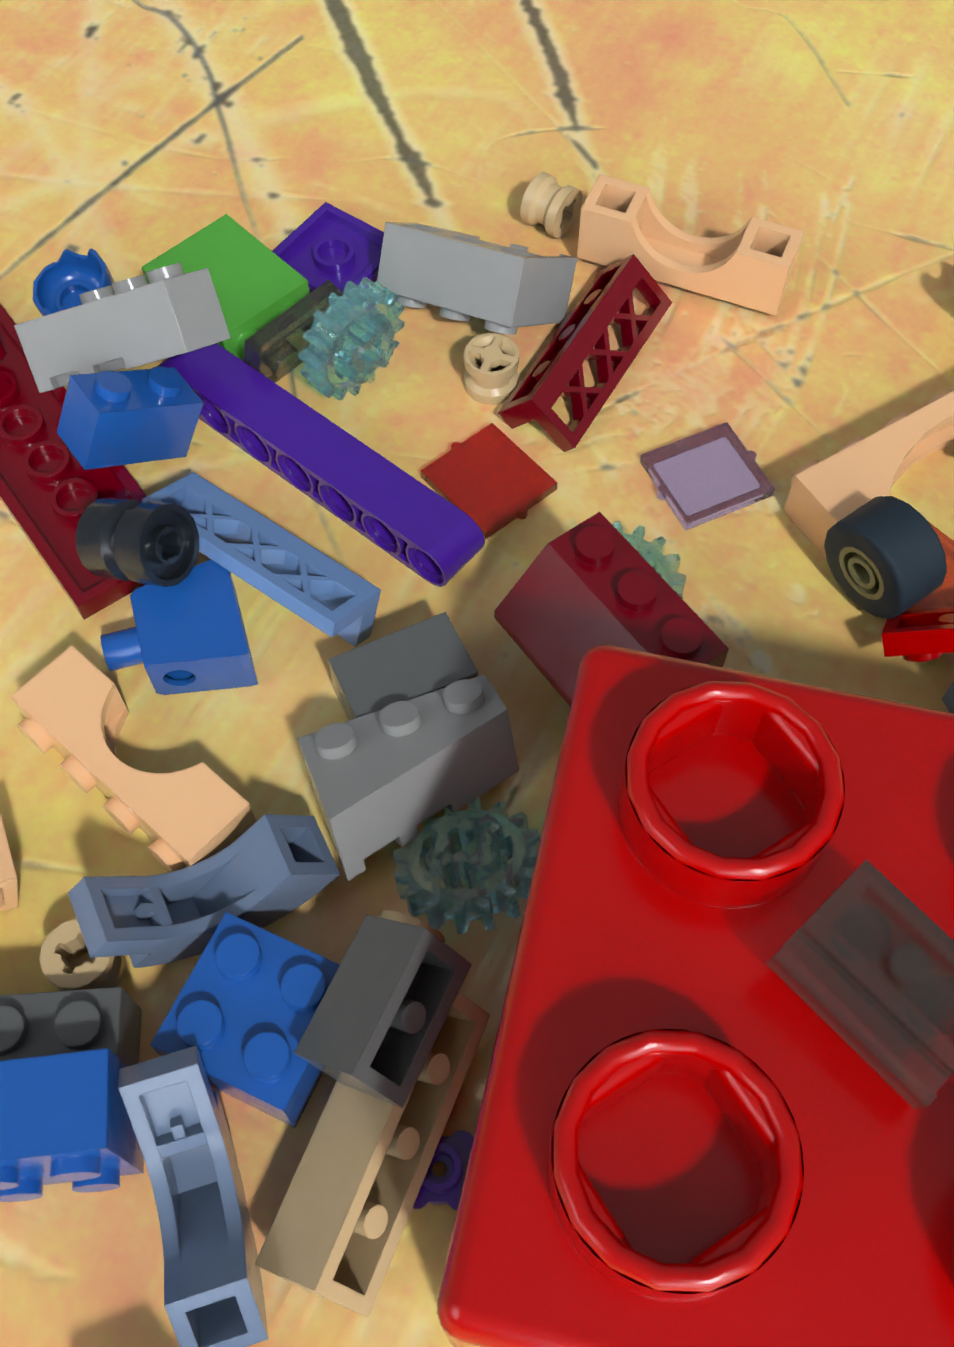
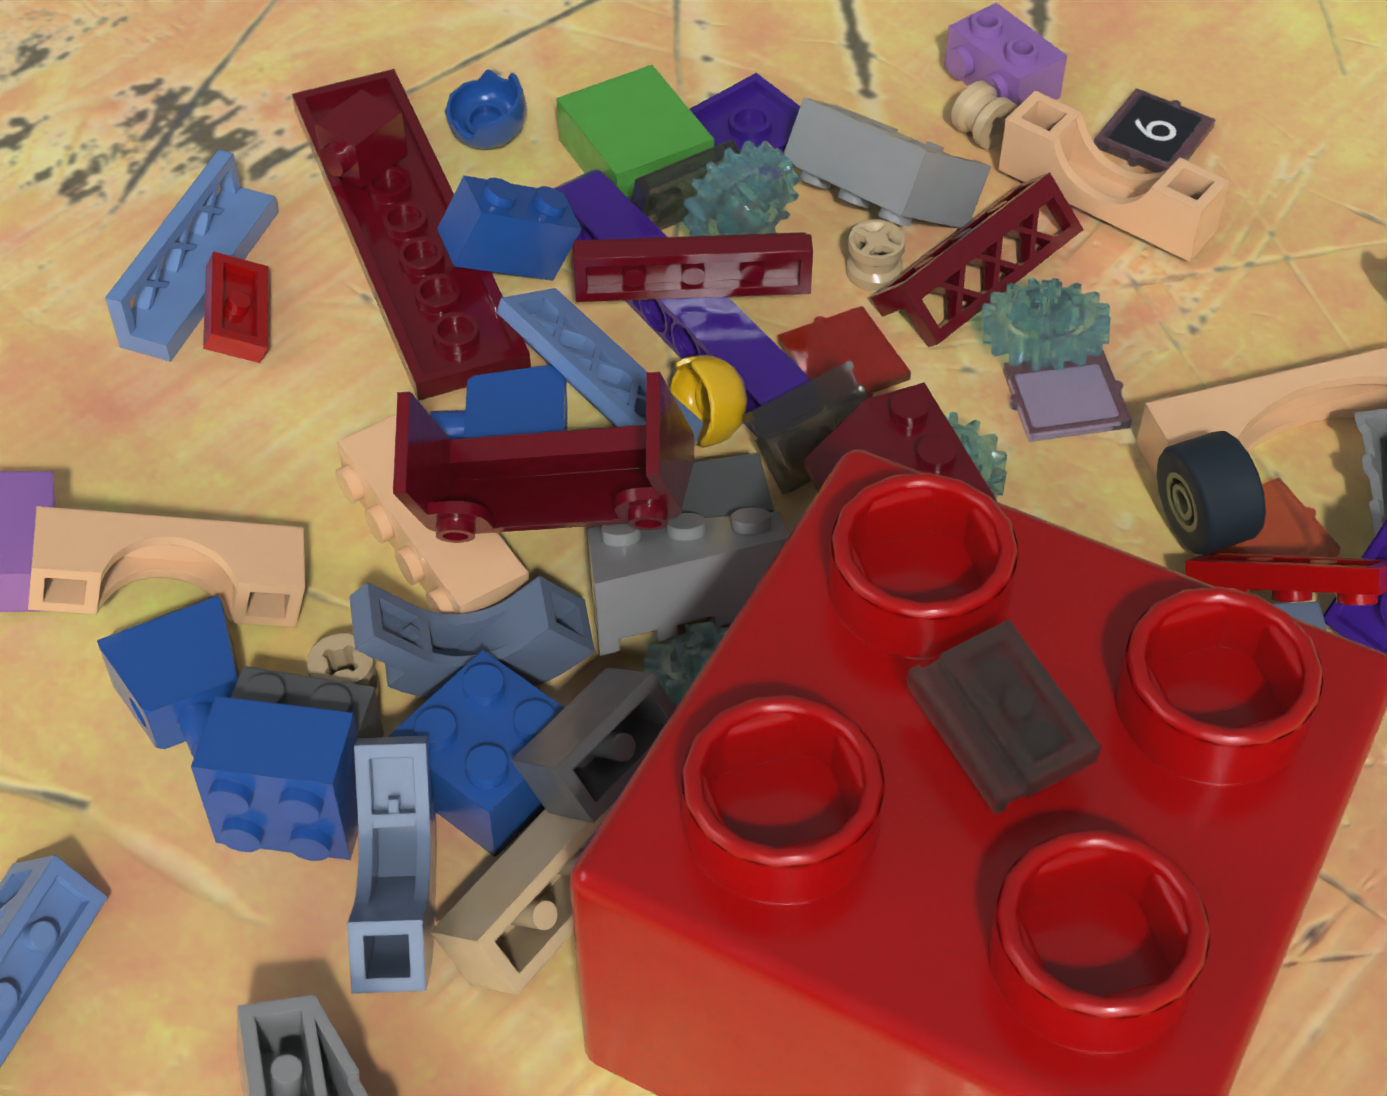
camera: 15 degrees right, 10 degrees down
(125, 326) = (526, 146): light grey wedge -> none
(137, 541) = (487, 331): black wheel -> none
(235, 700) = (544, 477): none -> dark red windscreen
(324, 421) = (693, 266): none -> dark red fence
(380, 555) = (713, 394): none -> yellow hair
(483, 564) = (801, 419): none -> clear smoke plate
(552, 140) = (1005, 54): none -> medium lavender brick
(672, 409) = (1045, 324): none -> clear light blue gear
(704, 193) = (1153, 132): none -> piece

